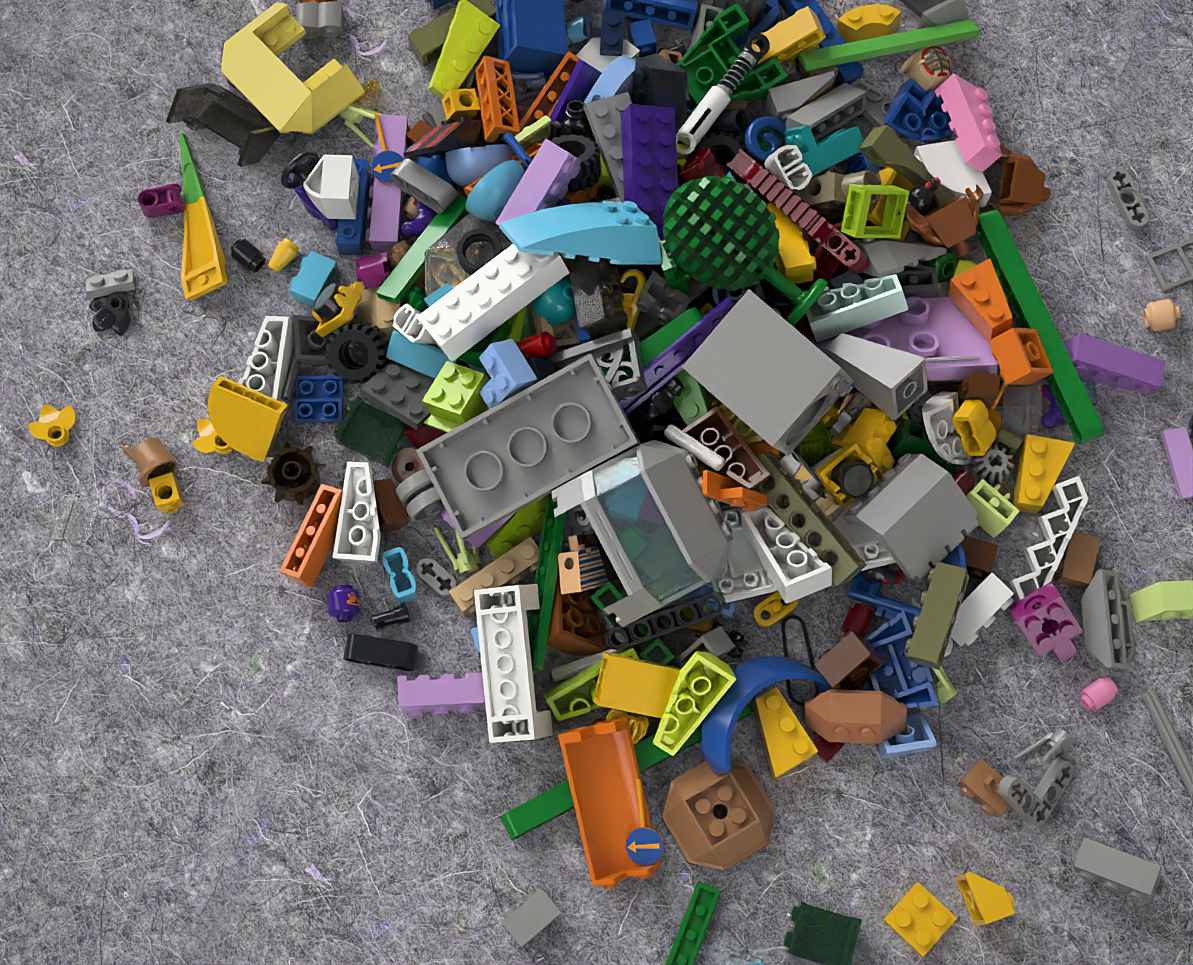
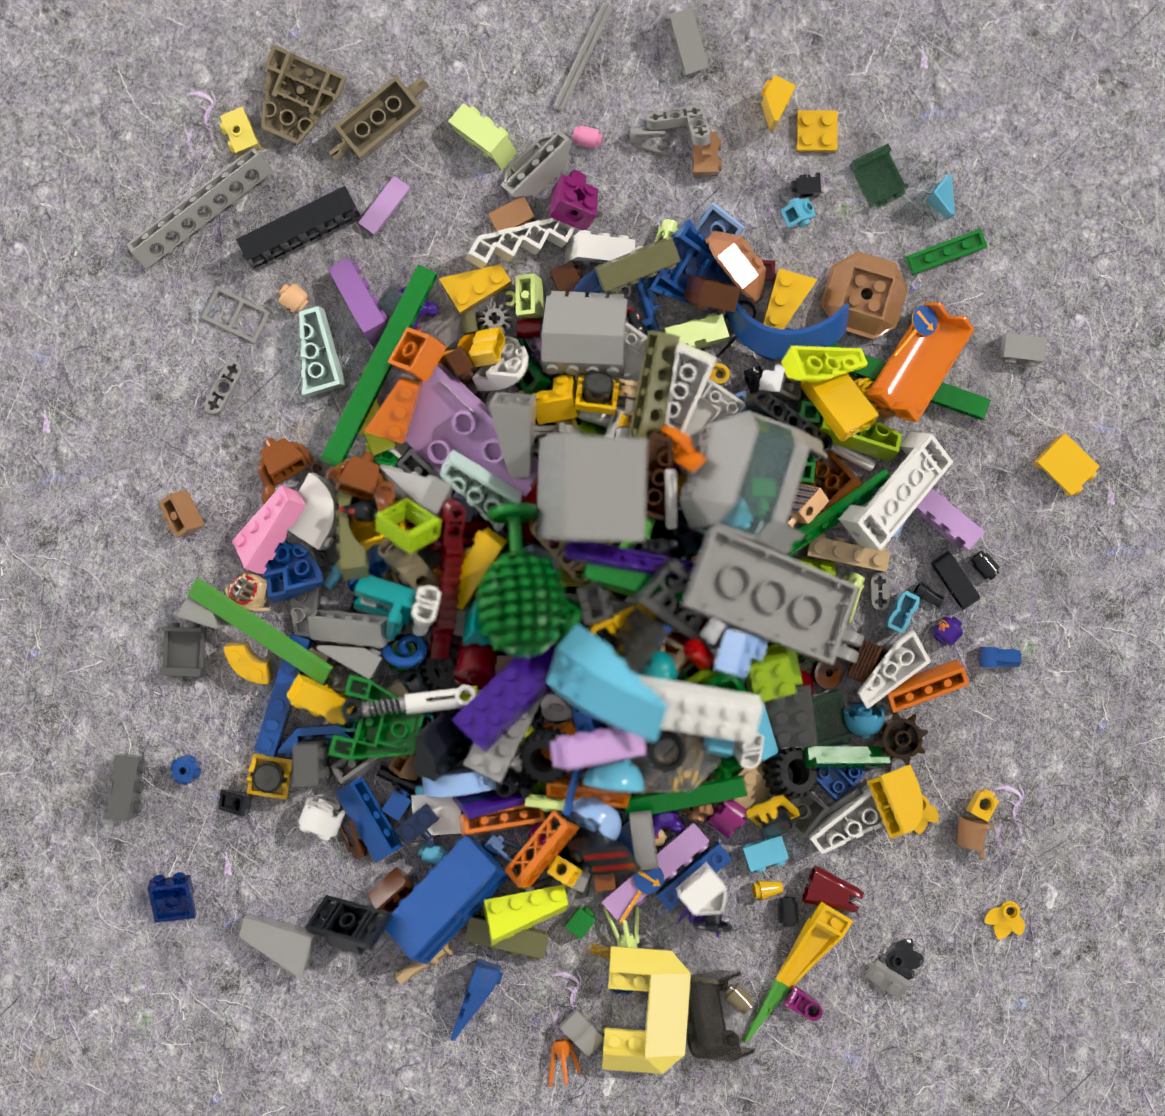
camera: 135 degrees left, 15 degrees up
(220, 155) = (738, 998): none -> dark tan brick
(226, 304) = (830, 890): none -> dark red piece
(281, 621) = (996, 657): none -> blue piece
(326, 410) = (844, 757): none -> fence
(337, 453) = (863, 720): none -> dark azure cylinder
(367, 691) = (985, 565): none -> black brick
(383, 854) = (1067, 465): none -> yellow panel
(407, 91) = (580, 921): none -> green brick
(822, 622) = (701, 332): none -> yellowish green wedge
(854, 822) = (798, 213): none -> medium azure brick
(857, 620) = (674, 315): dark red brick -> none
(874, 856) = (806, 186): none -> black brick
(1044, 75) = (181, 514): none -> medium nougat brick
(1092, 293) = (320, 360): none -> light aqua wedge

